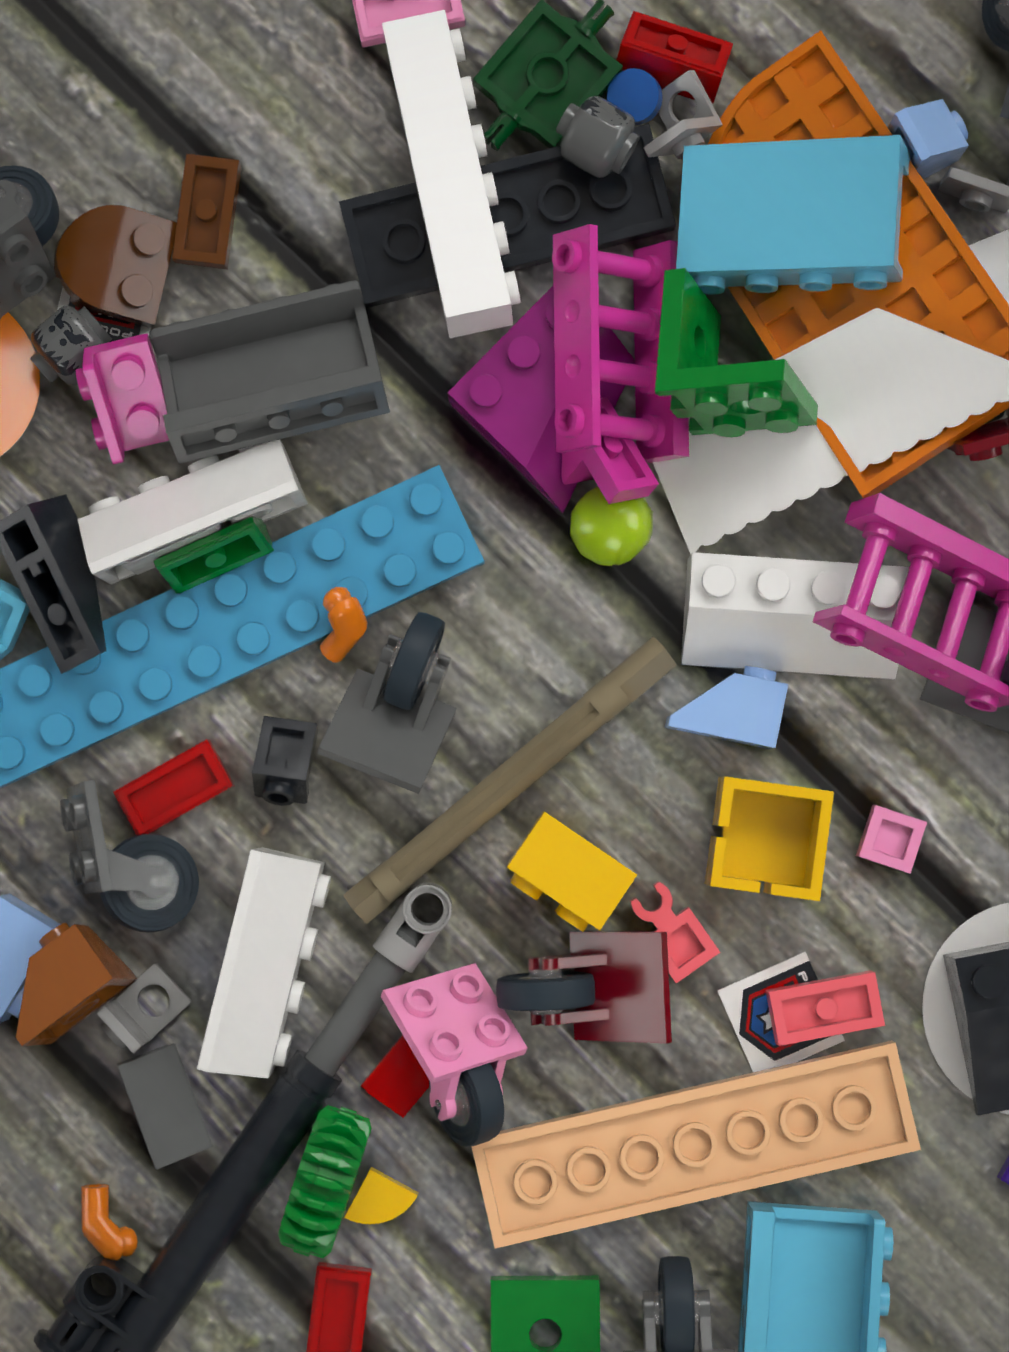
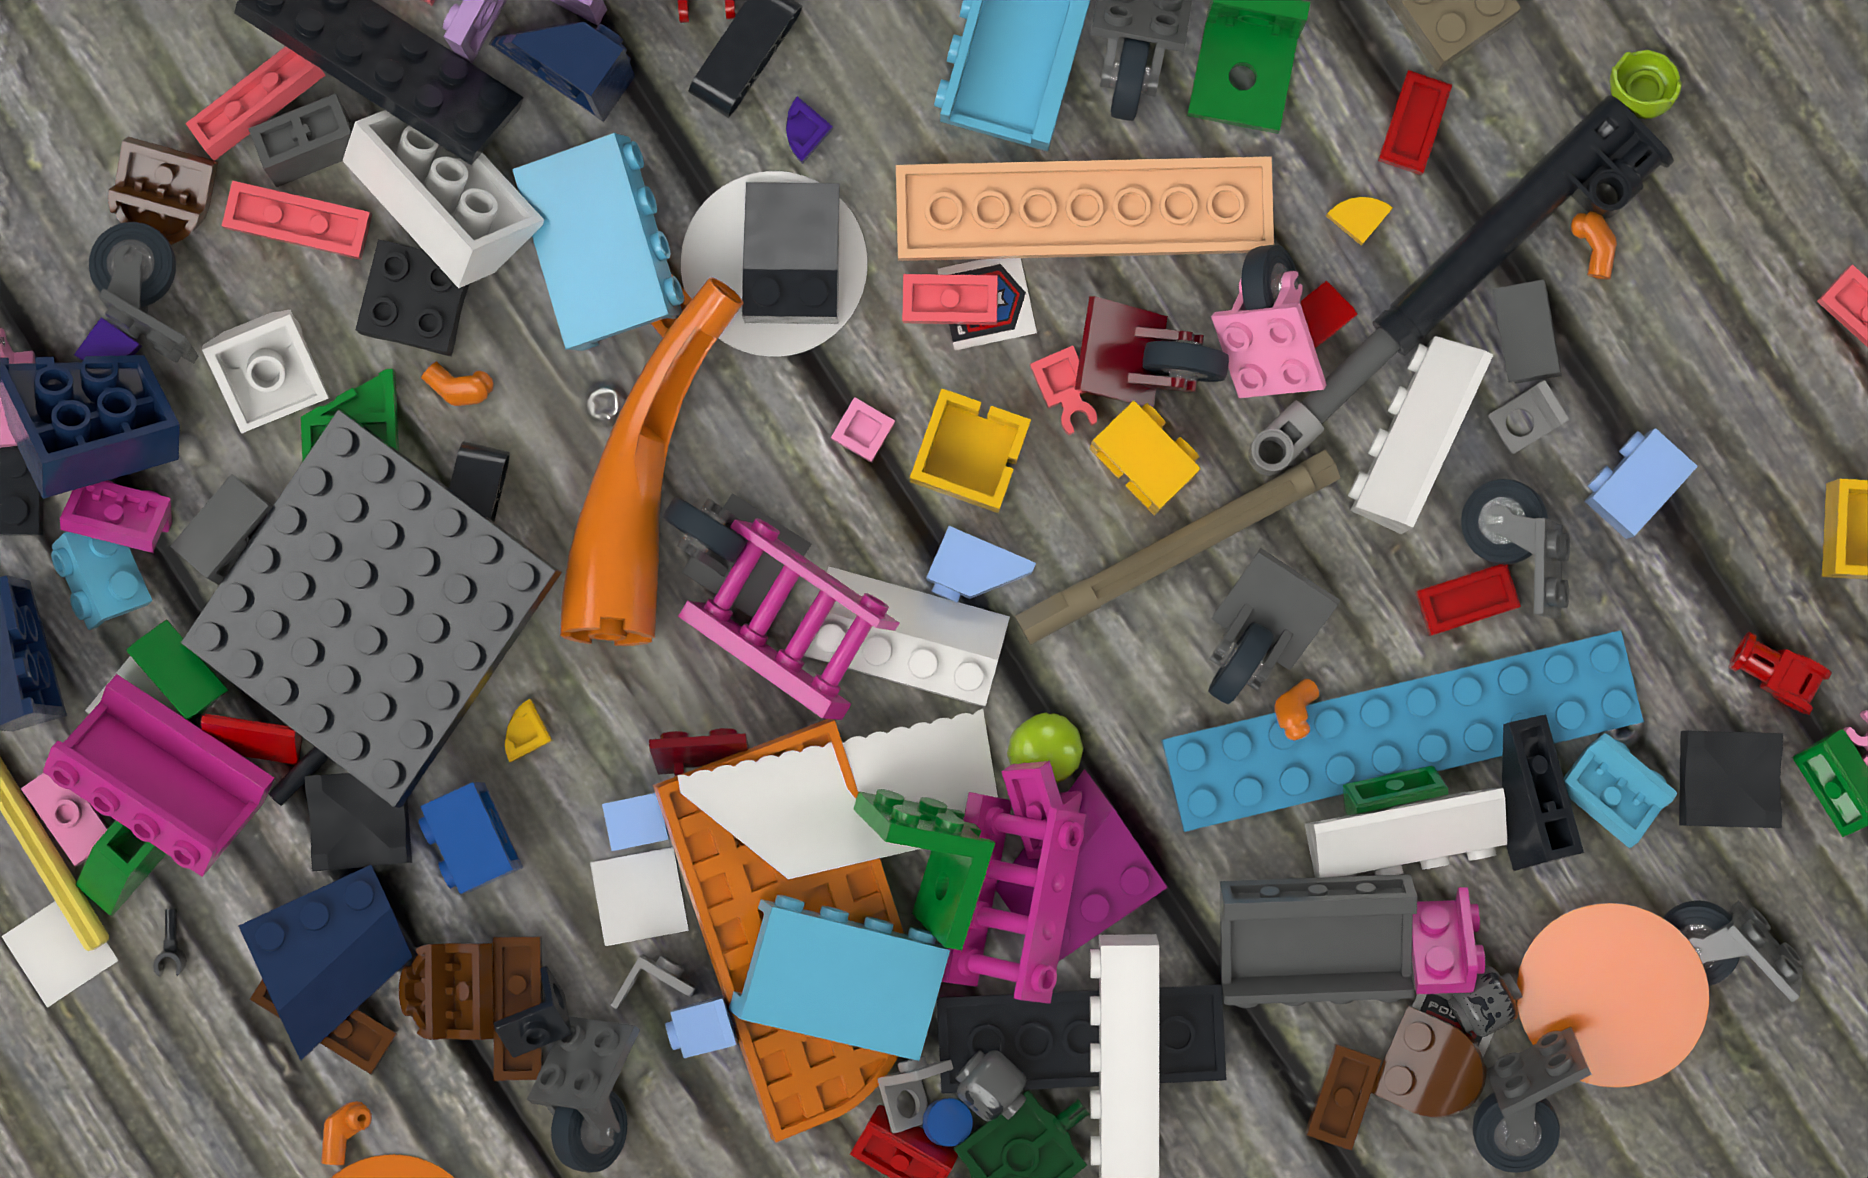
camera: 170 degrees left, 0 degrees up
(68, 983) = (1588, 450): dark orange slope -> none
(284, 760) = (1368, 603): black bracket -> none
(324, 1181) = (1403, 241): green gear -> none

